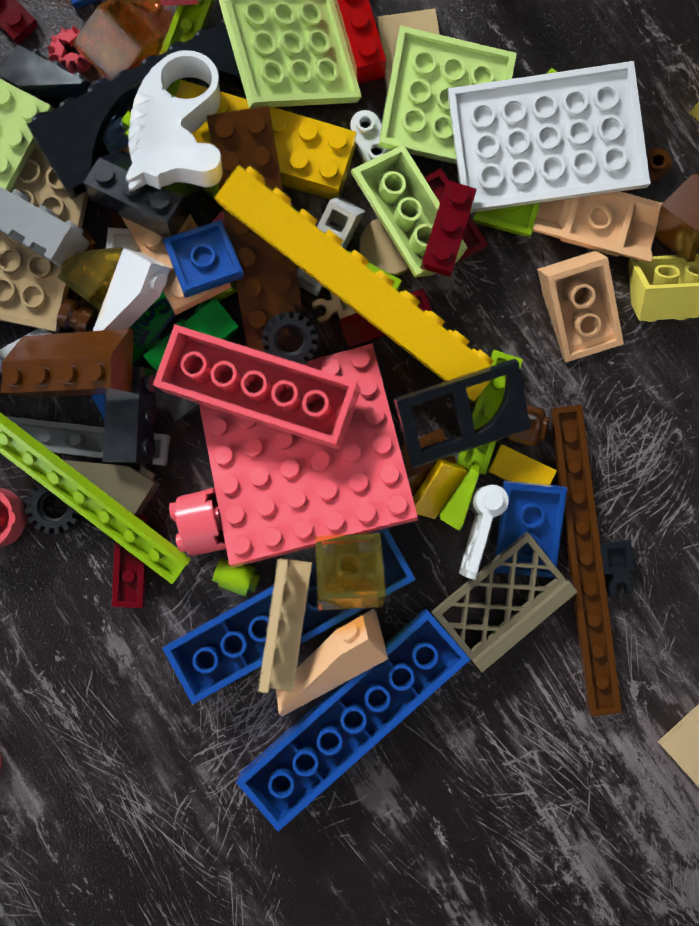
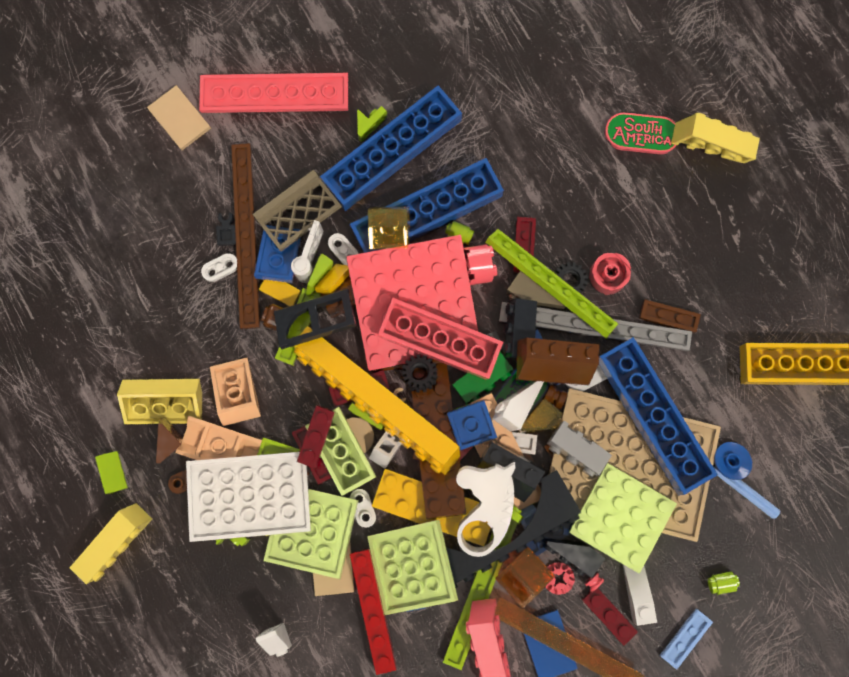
camera: 175 degrees left, 5 degrees down
(14, 38) = (594, 582): none -> coral bush
(285, 625) = (428, 200): tan fence -> none
(337, 660) = (396, 182): light nougat wedge -> none
(398, 755) = (368, 125): none -> lime slope
(422, 540) = (344, 250): none -> white plate
(557, 808) = (273, 92): none -> coral plate
(620, 503) = (220, 267): none -> white plate

